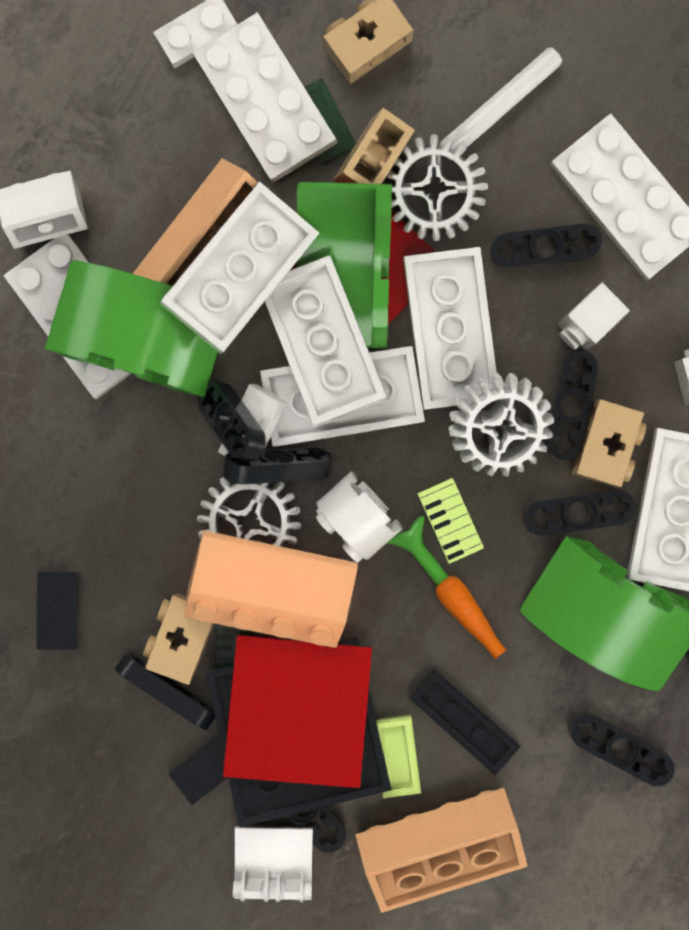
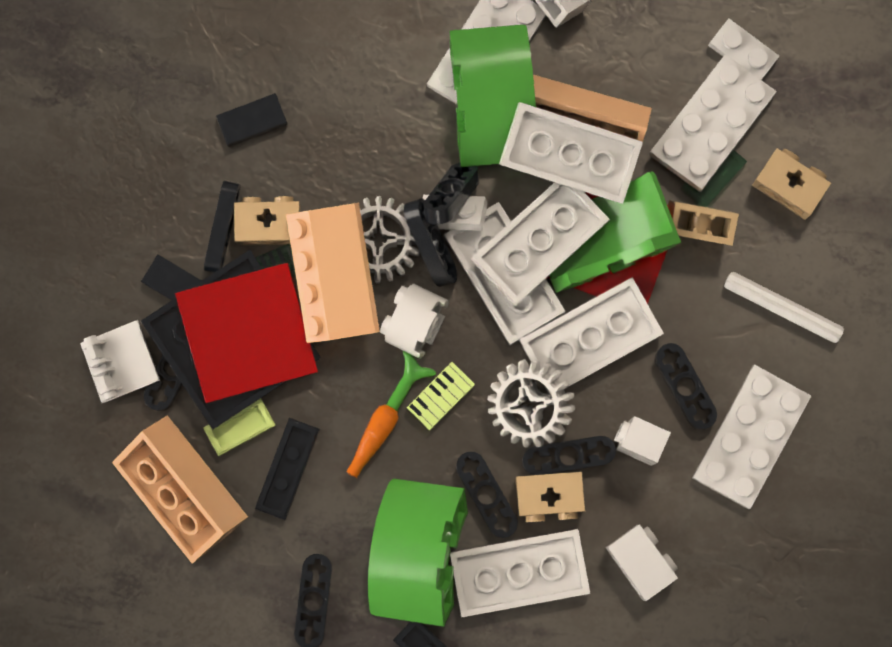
camera: 65 degrees right, 5 degrees down
(469, 187) = (708, 274): white gear -> none

